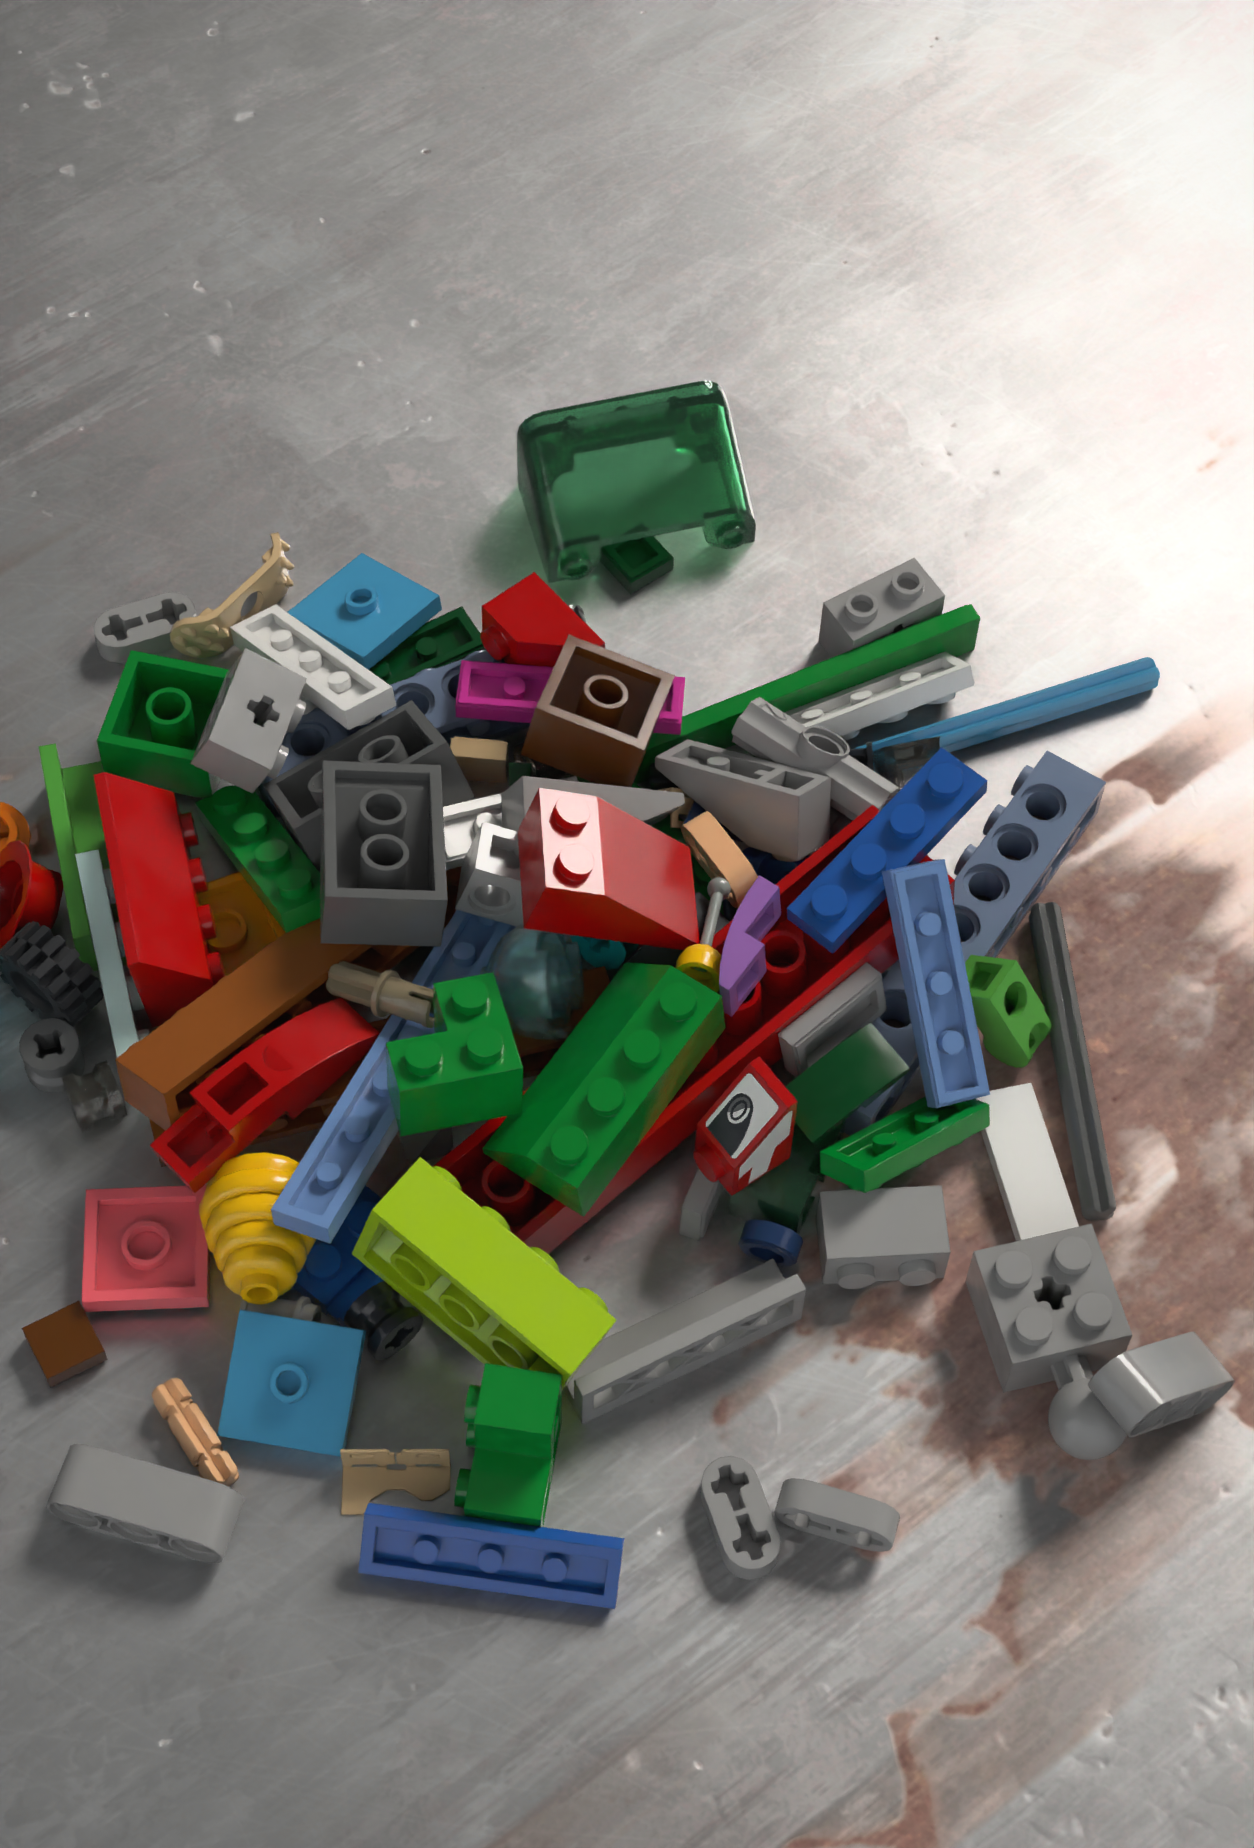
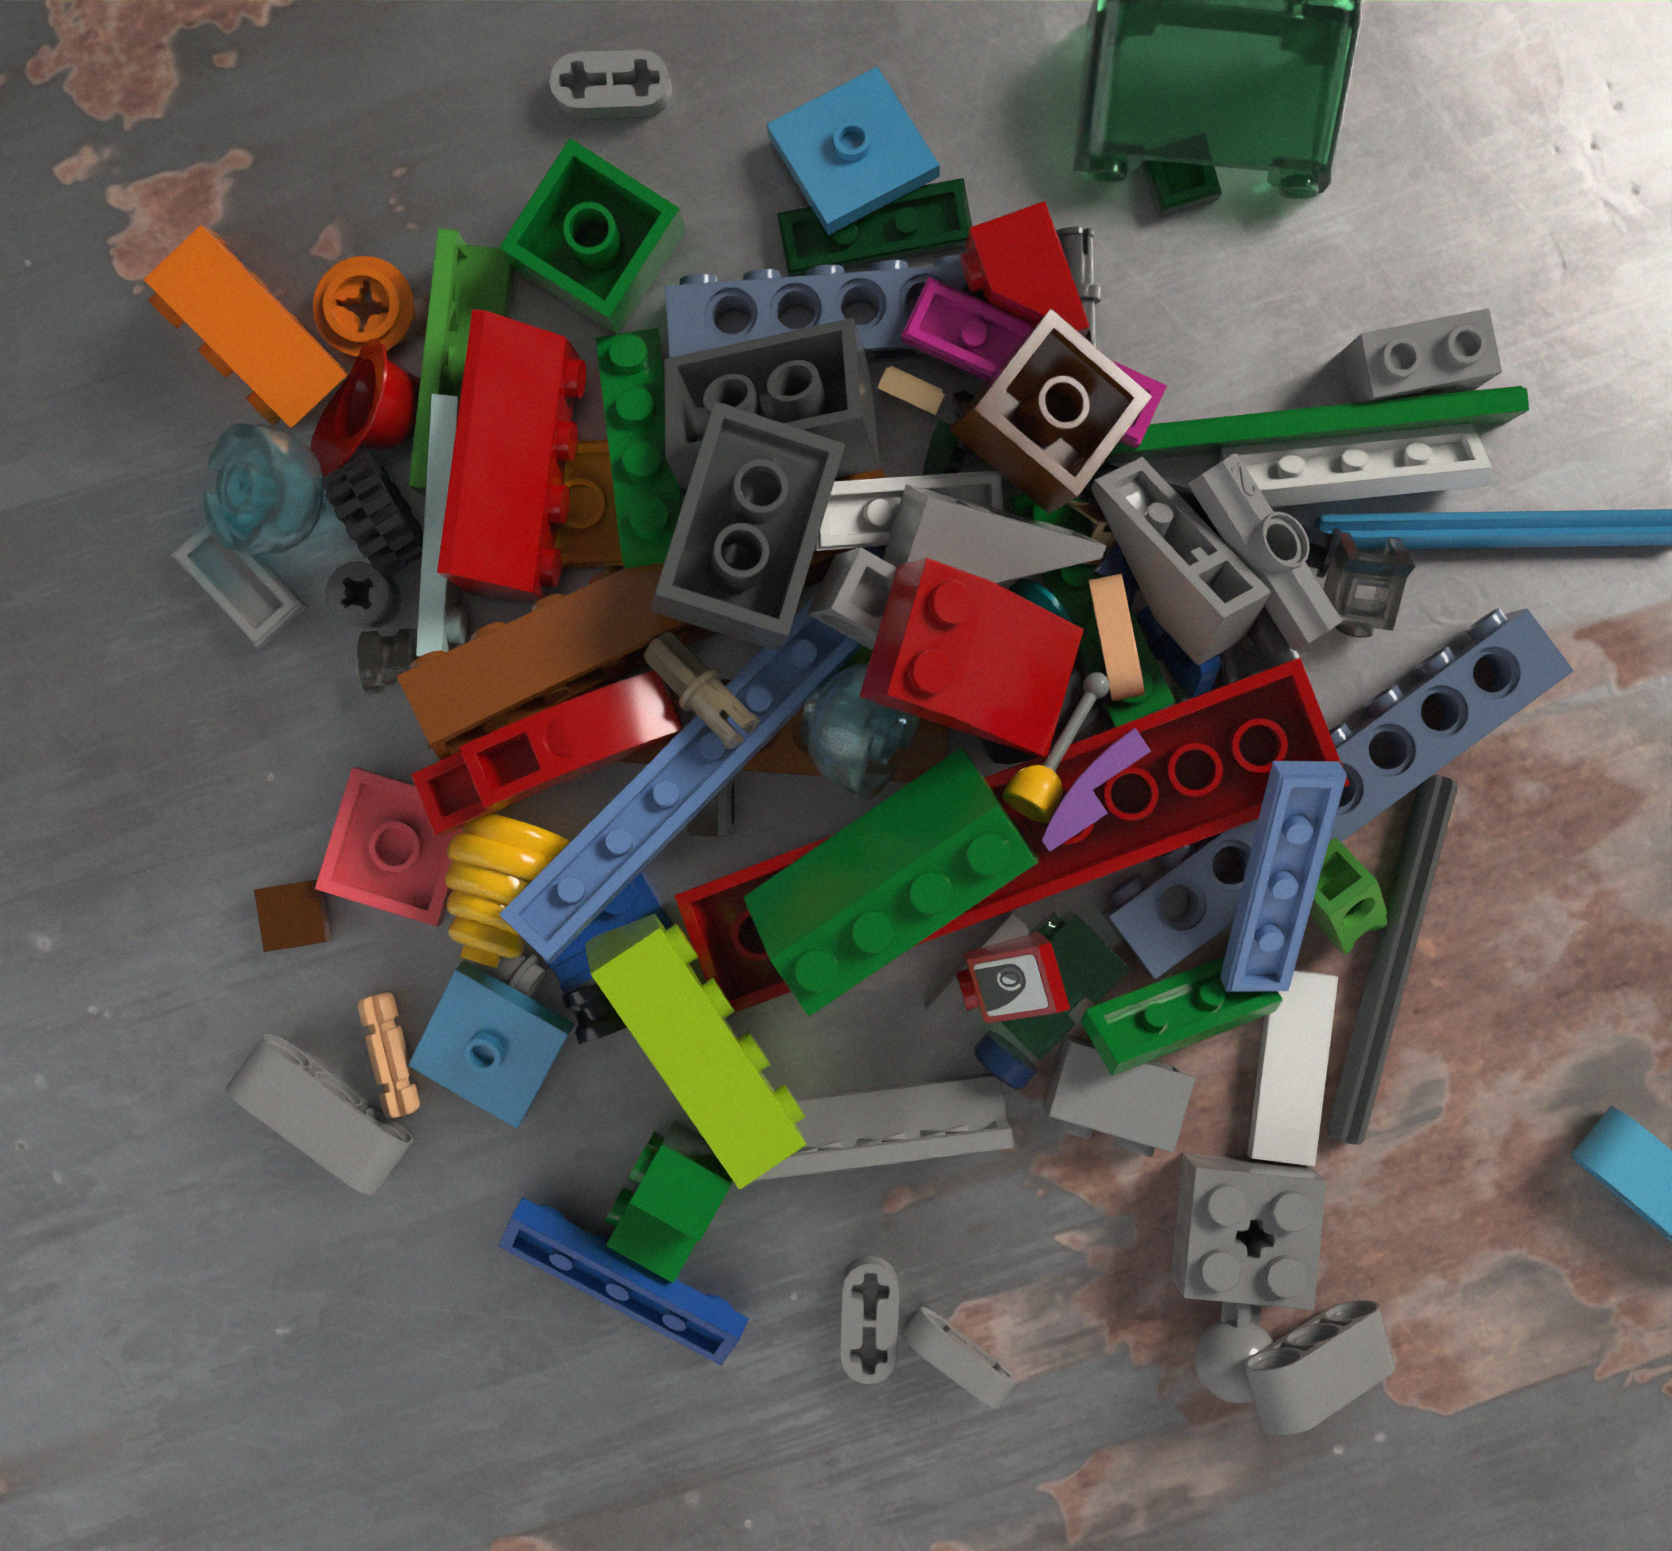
camera: 25 degrees right, 30 degrees up
(210, 631) = (690, 120): tan piece -> none
(250, 722) = (634, 303): light grey brick -> none
(333, 678) = (766, 221): white plate -> none
(366, 1483) = (539, 1152): tan piece -> none
(464, 1068) = (744, 837): green brick -> none
(833, 1019) = (1158, 873): light grey tile -> none
(844, 1081) = (1139, 947): dark green slope -> none
(893, 839) = (1295, 723): blue plate -> none

